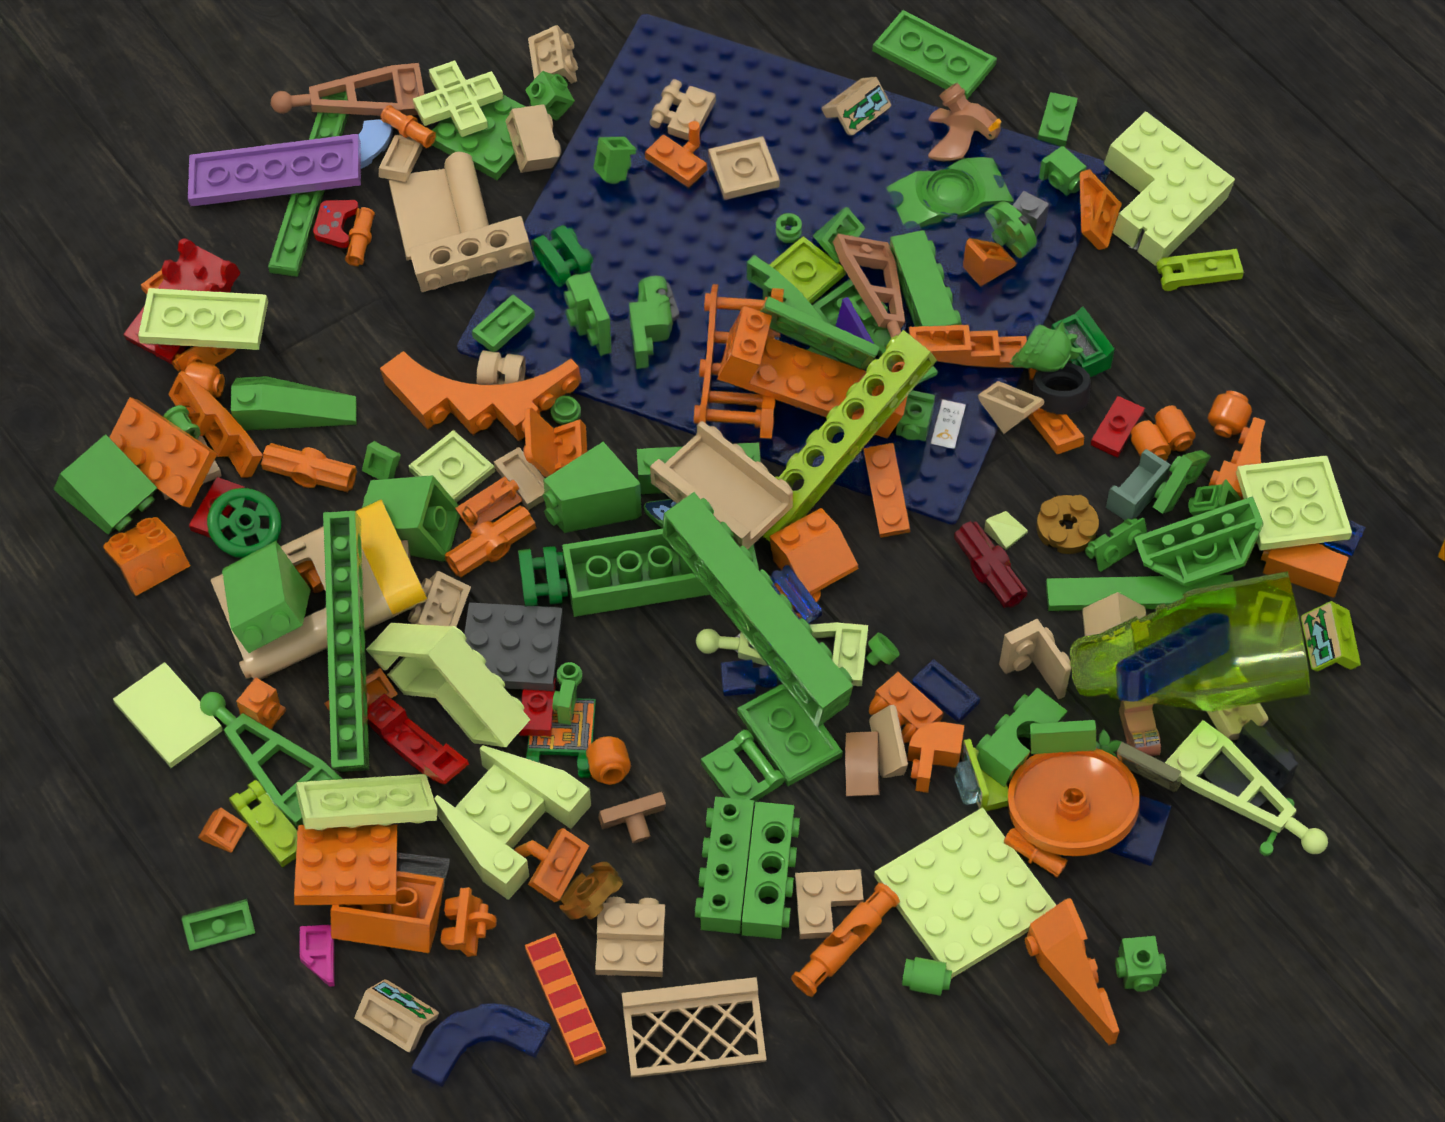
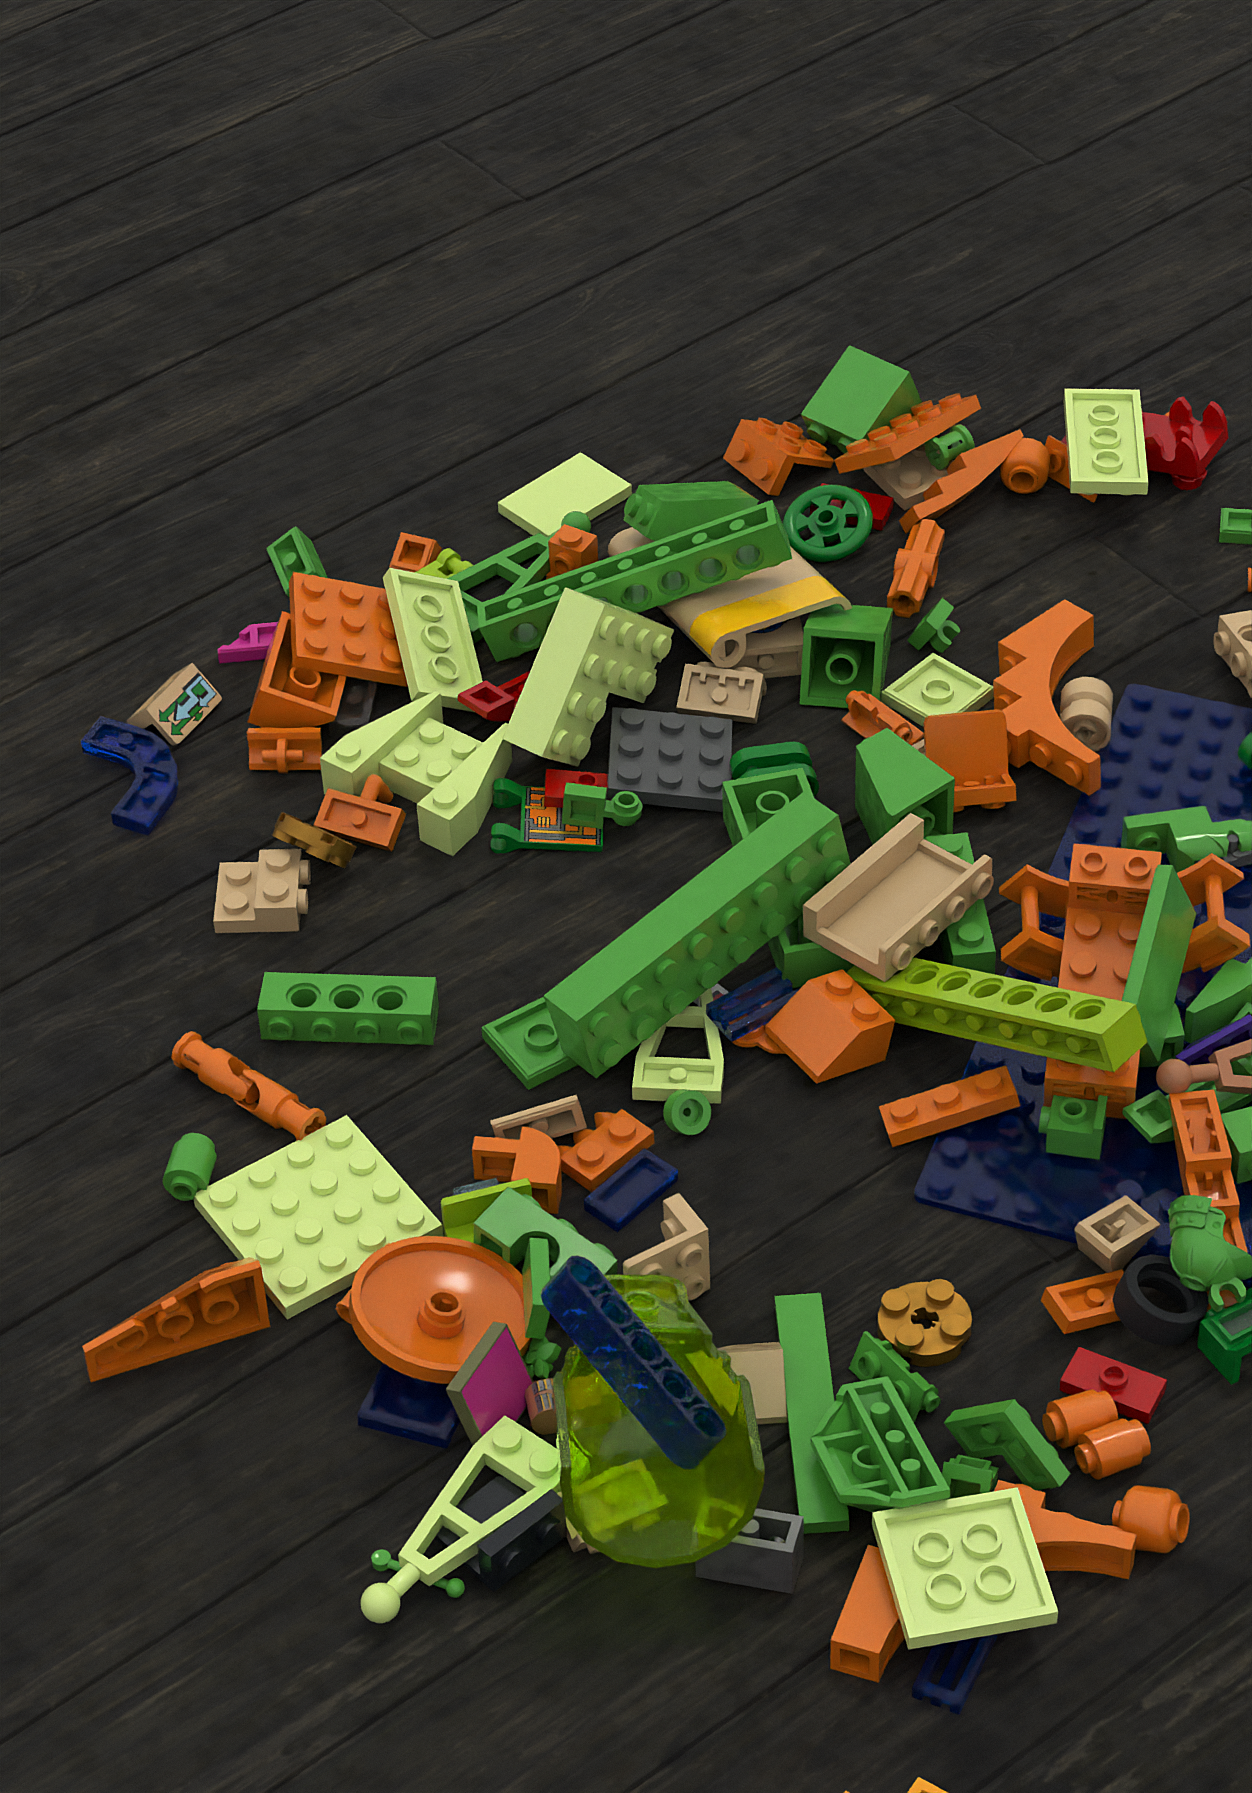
camera: 90 degrees right, 15 degrees down
(281, 404) = (1013, 539): bright green wedge -> none
(490, 541) = (817, 726): orange piece -> none
(503, 323) = (1161, 707): bright green plate -> none
(565, 410) = (1042, 786): bright green plate -> none
(565, 999) = (186, 844): tile -> none
(588, 311) = (1182, 769): bright green plate -> none
(608, 760) = (505, 852): orange head -> none
(633, 814) = (426, 881): medium nougat tile -> none
(689, 998) = (174, 954): tan fence -> none
(726, 865) = (359, 956): bright green brick -> none
(734, 777) = (497, 984): bright green plate -> none
(818, 893) = (313, 1063): tan plate -> none
(862, 764) = (502, 1092): medium nougat slope -> none
(948, 424) = (1079, 1176): white sticker -> none
(990, 564) = (837, 1227): dark red piece -> none
(1004, 529) = (907, 1249): yellowish green slope -> none
(1139, 487) = (967, 1388): sand green panel -> none
(1140, 963) = (189, 1387): bright green brick -> none
(1330, 637) = (745, 1652): panel -> none

